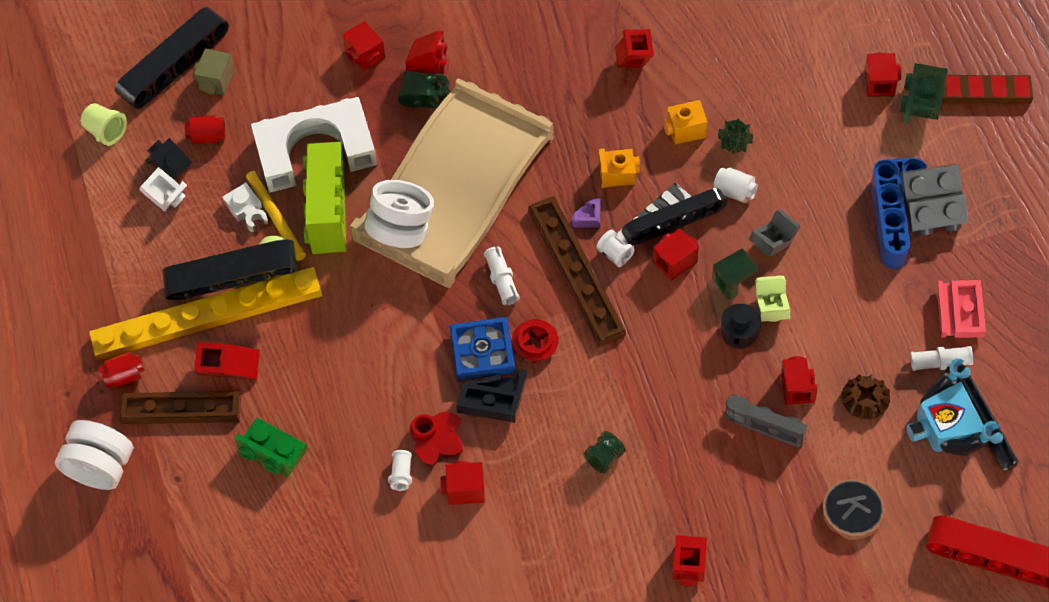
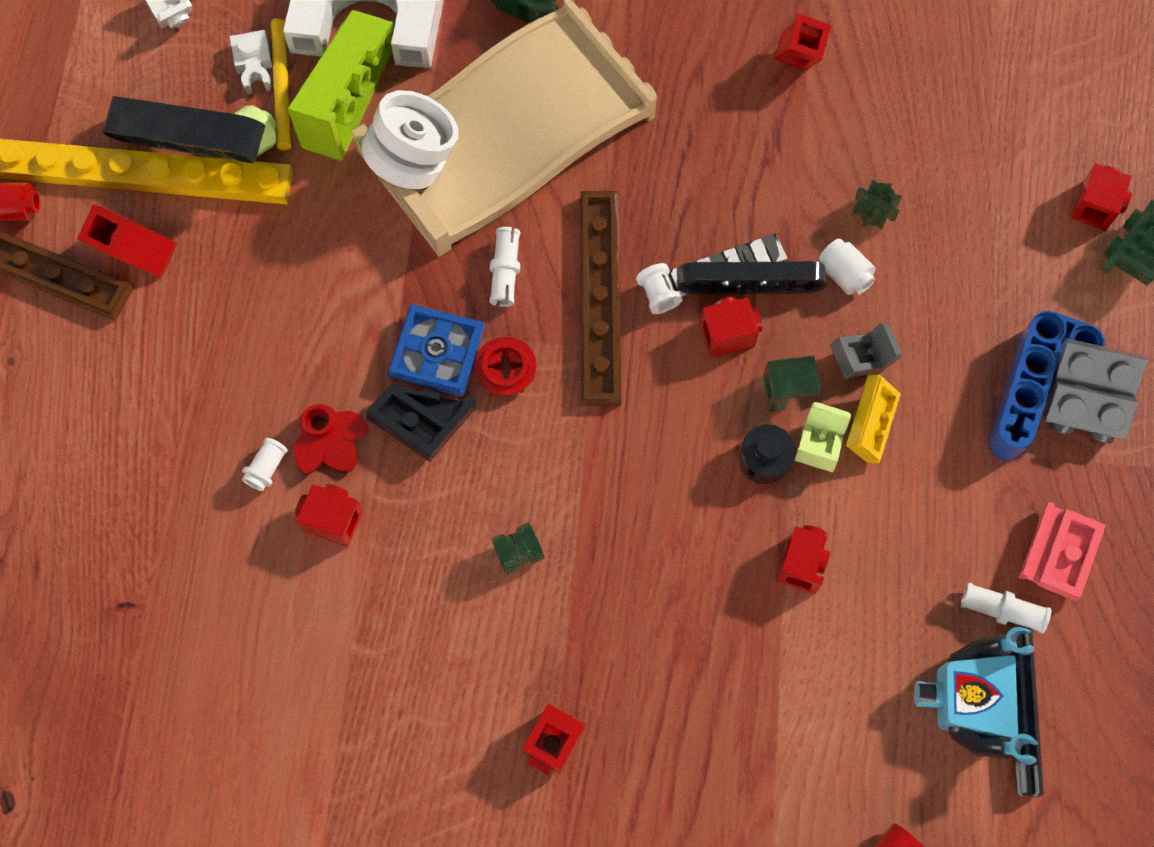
camera: 20 degrees right, 10 degrees up
(271, 447) = (131, 369): green bracket -> none
(588, 215) = (648, 232): medium lavender tile -> none
(618, 167) = (712, 186): light orange brick -> none
(686, 122) = (823, 162): light orange brick -> none
(765, 421) = (737, 594): dark grey hinge -> none
(800, 275) = (873, 419): none -> yellow plate
(853, 509) = (796, 762): black tile -> none
(866, 408) = (876, 632): reddish brown gear -> none

